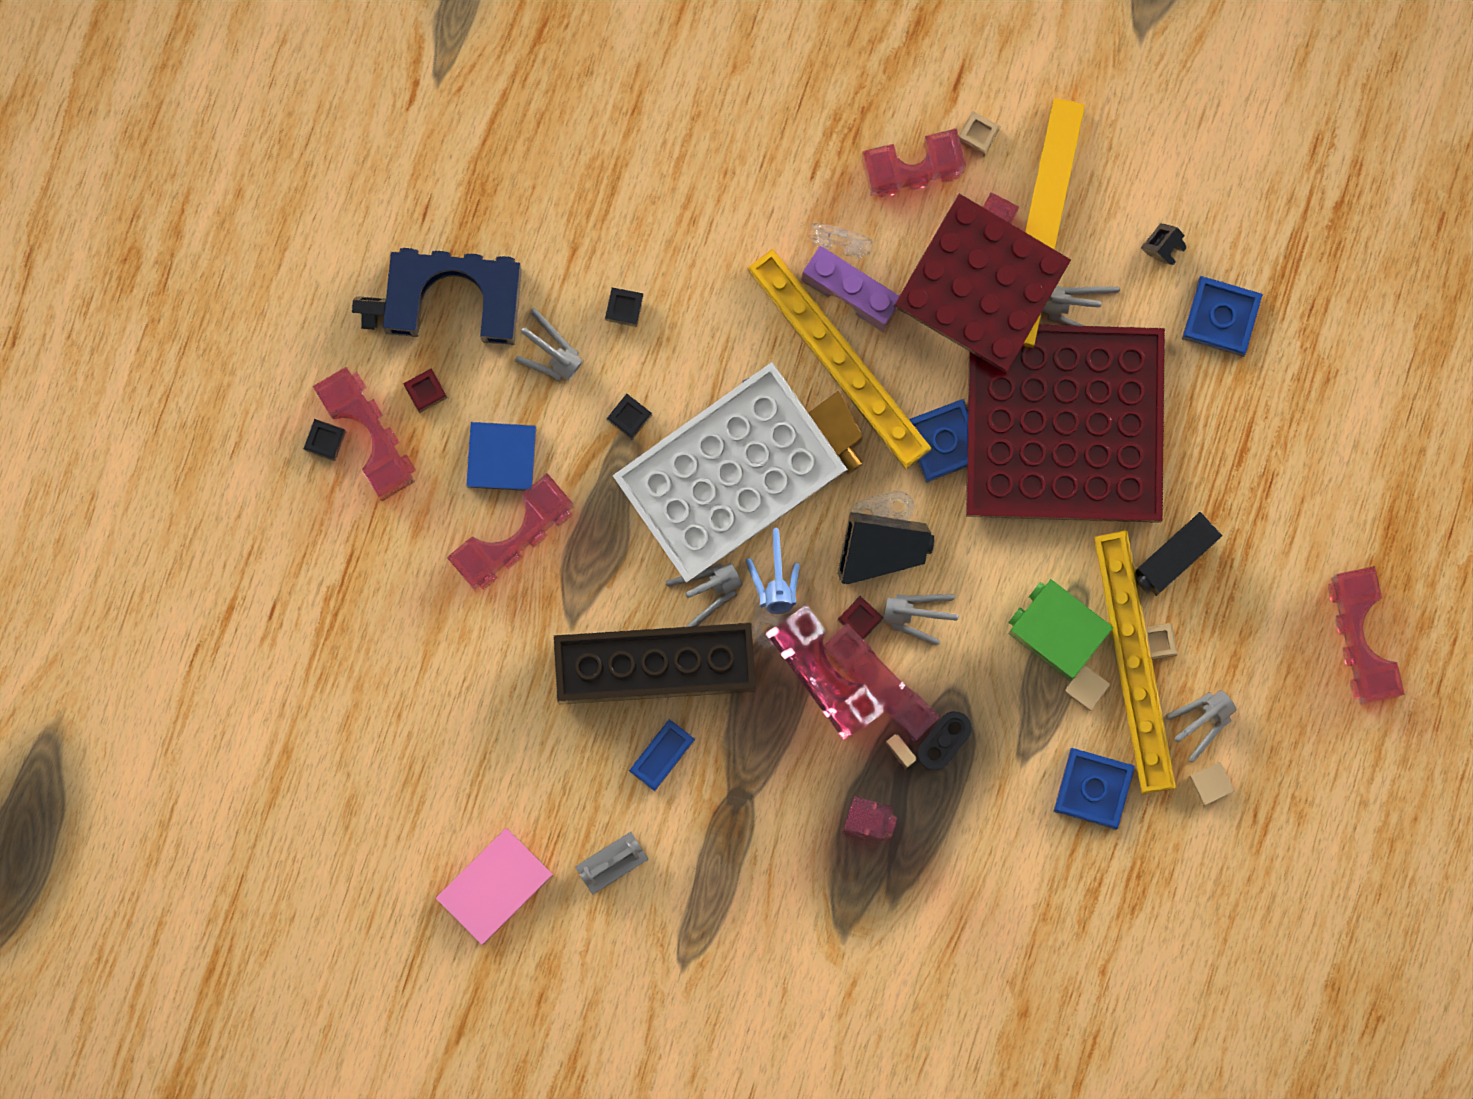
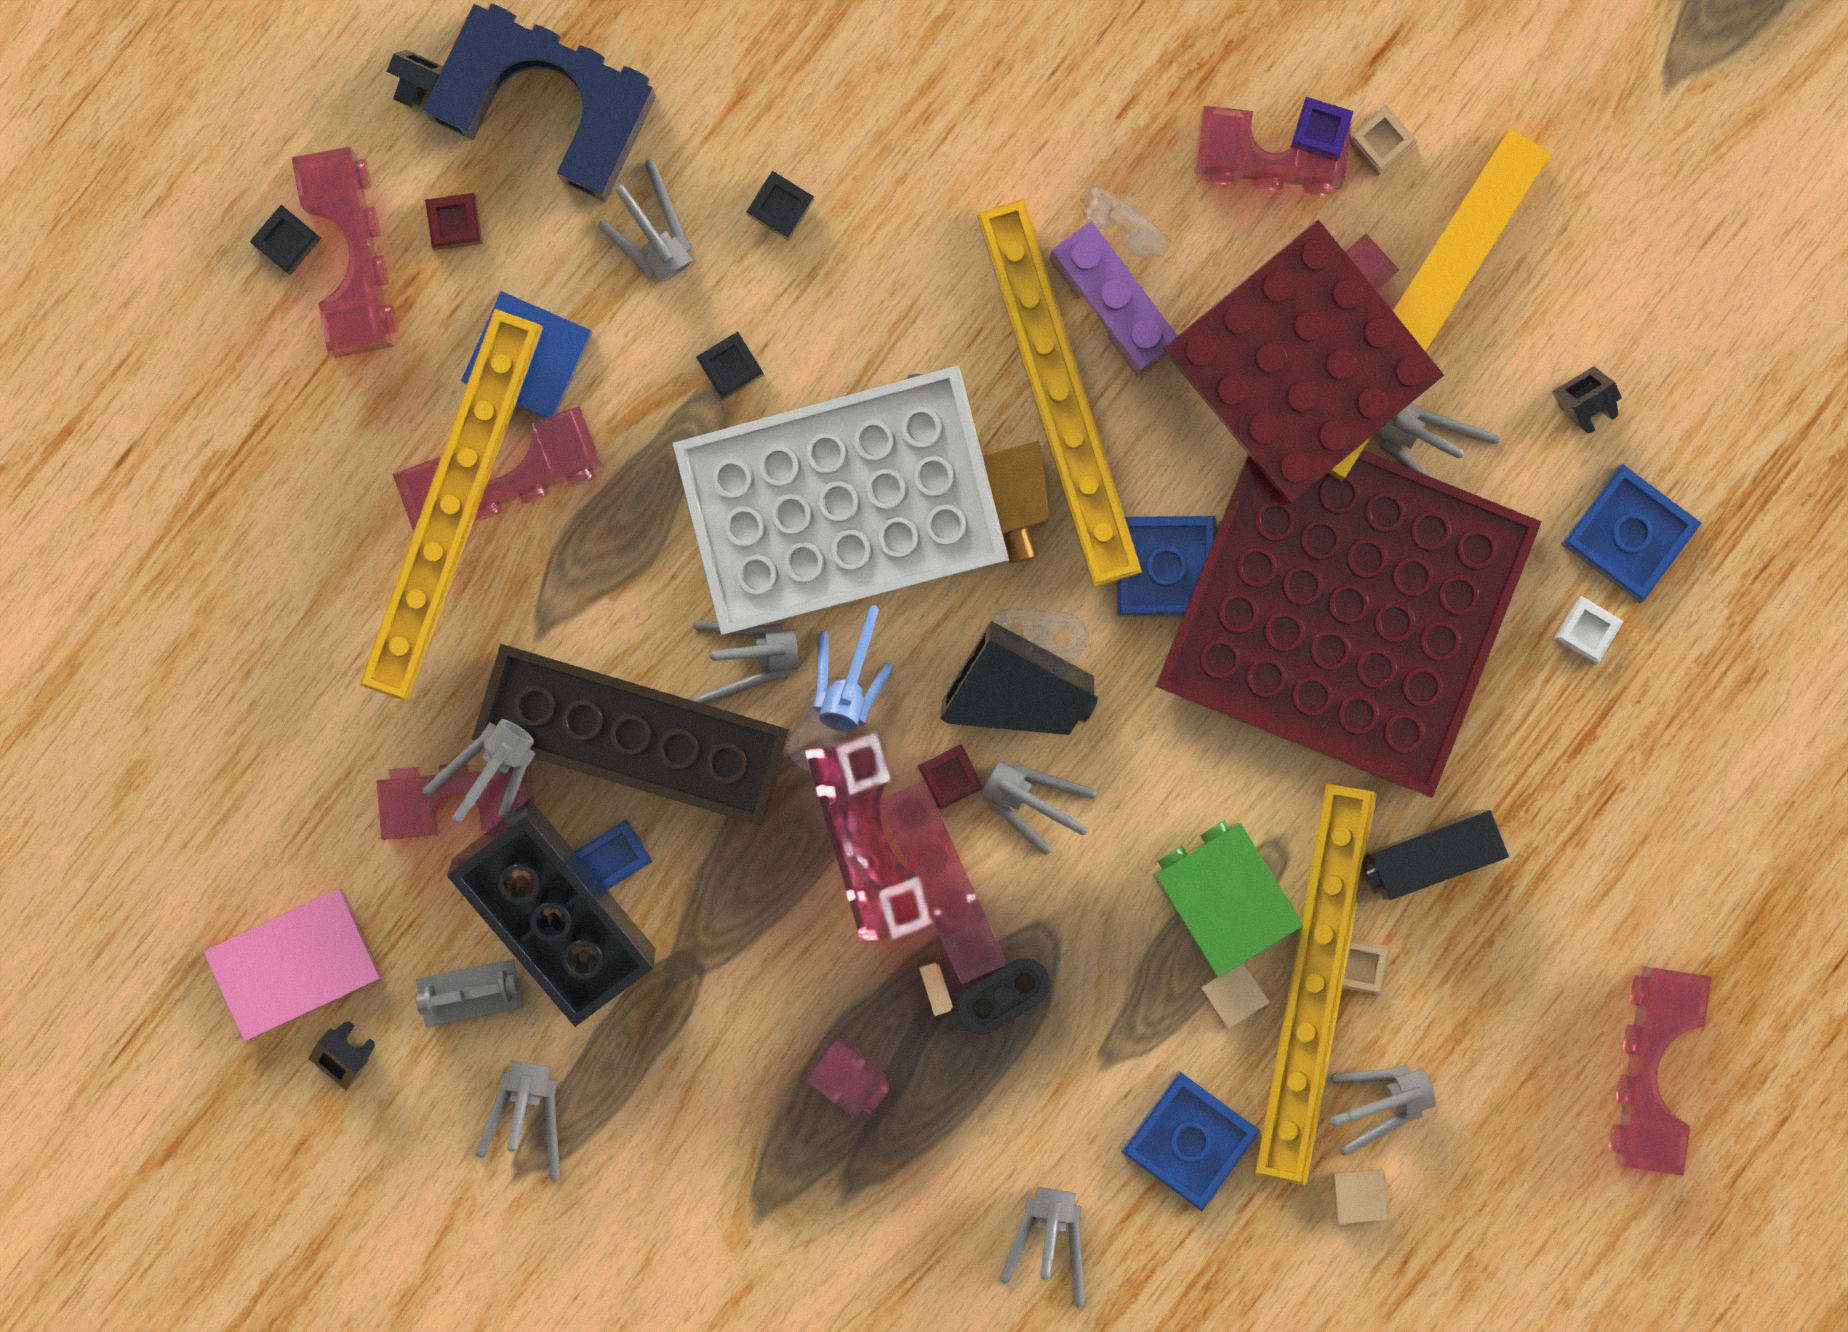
camera: 20 degrees right, 5 degrees up
(490, 563) = (451, 505): none -> yellow tile
(532, 754) = (412, 814): none -> clear pink arch
(546, 932) = (339, 1058): none -> black tile
(581, 697) = (505, 748): none -> light grey plant
(651, 810) = (547, 944): none -> black brick
(669, 906) = (526, 1085): none -> light grey plant
(940, 139) = (1321, 129): none -> dark purple tile
(1026, 863) = (1053, 1211): none -> light grey plant
(1218, 384) = (1588, 630): none -> white tile

